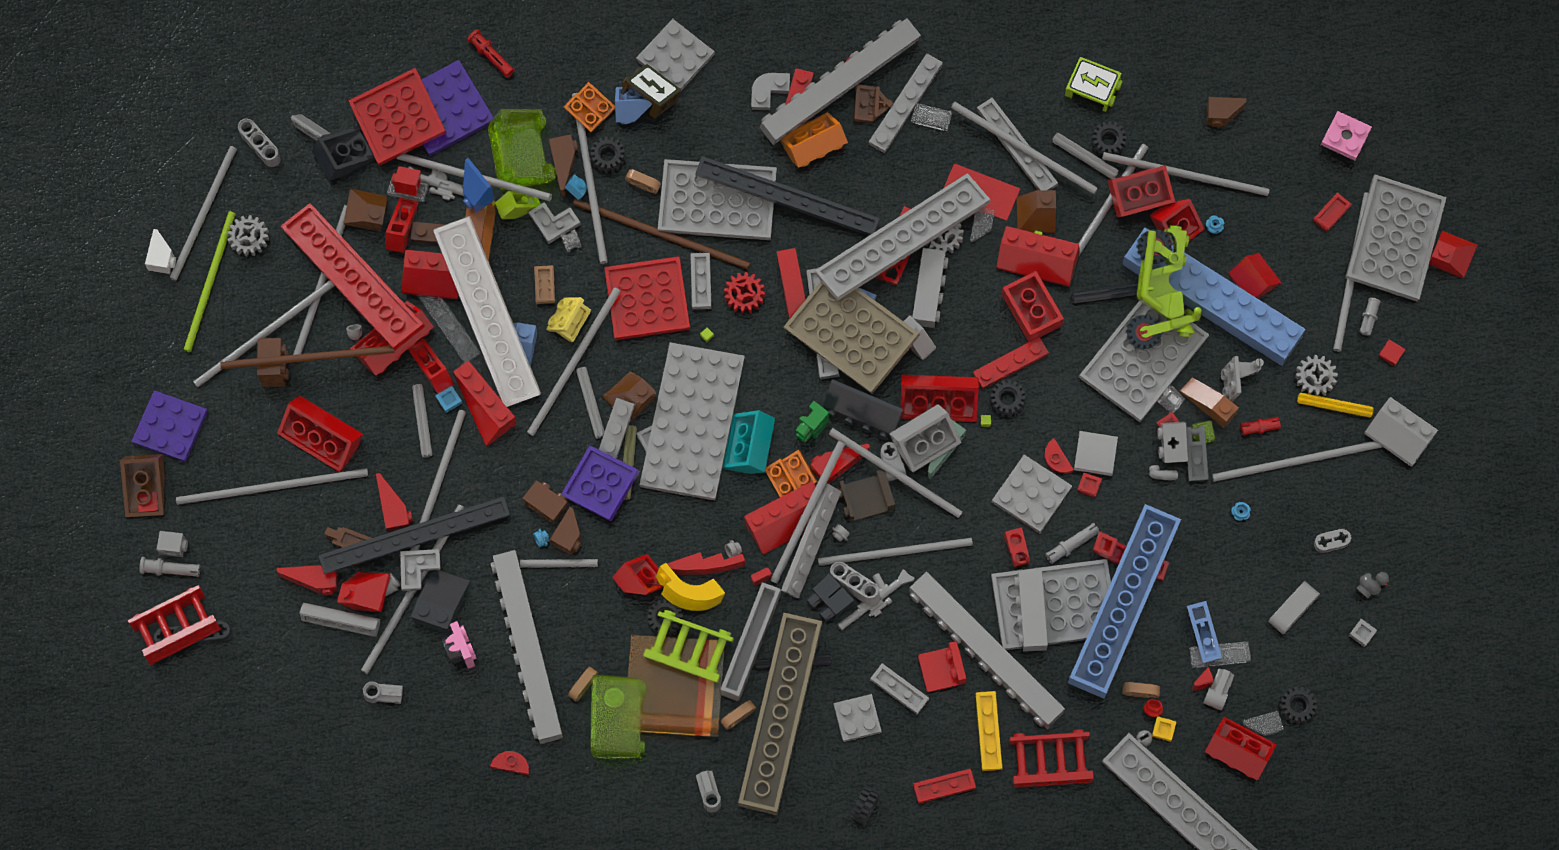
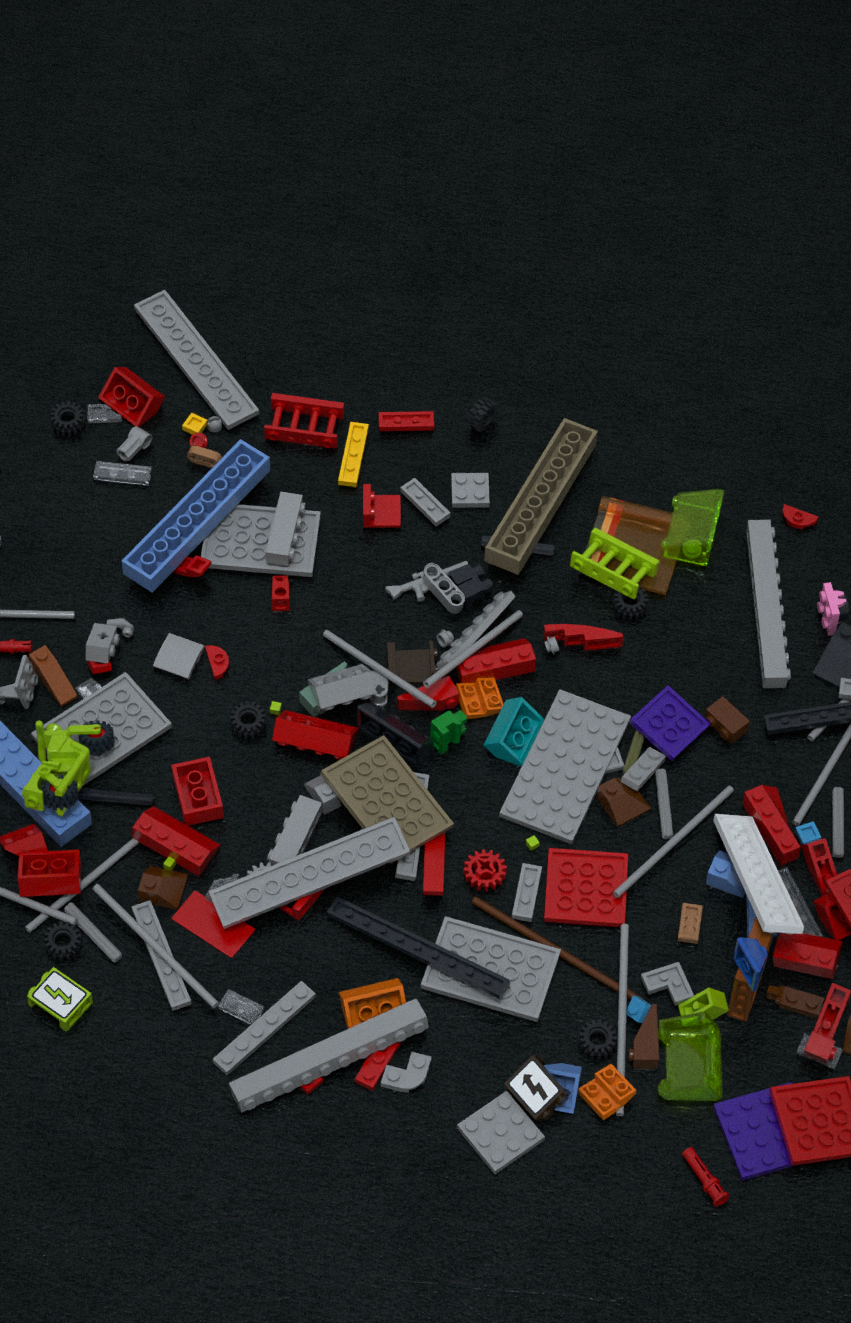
camera: 170 degrees left, 15 degrees down
(445, 187) = (779, 1046): light grey piece -> none
(459, 172) = (741, 1033): light grey piece -> none
(541, 538) = (736, 692): dark azure plate -> none
(559, 563) = (723, 670): light grey bar -> none
(567, 534) = (711, 688): reddish brown slope -> none
(569, 318) = (673, 883): light yellow bracket -> none
(570, 240) = (654, 958): clear wheel -> none
(582, 684) = (719, 563): medium nougat beam -> none
(638, 576) = (646, 636): red slope -> none
(643, 181) = (565, 1003): medium nougat beam -> none
(689, 596) = (598, 603): yellow arch -> none
(708, 790) = (620, 456): light grey piece -> none
(738, 715) = (579, 510): medium nougat beam -> none
(750, 642) = (554, 560): light grey brick -> none
(761, 576) = (531, 615): red tile -> none
(869, 103) = (302, 1032): reddish brown slope -> none
(895, 551) = (397, 615): light grey piece -> none
(986, 650) = (337, 516): light grey brick -> none
(1011, 363) = (238, 752): red plate -> none
(1031, 494) = (251, 636): light grey plate -> none
(1066, 547) = (227, 585): light grey pin -> none
(1089, 485) = (194, 632): red tile -> none
(1197, 454) = (82, 630): dark grey plate -> none
(1203, 681) = (146, 452): red slope -> none
(1204, 631) = (130, 487): medium blue slope -> none
(1210, 437) = (68, 654): clear neon green plate -> none
(1241, 506) = (58, 576): dark azure plate -> none
(1293, 607) = (41, 492): light grey beam -> none

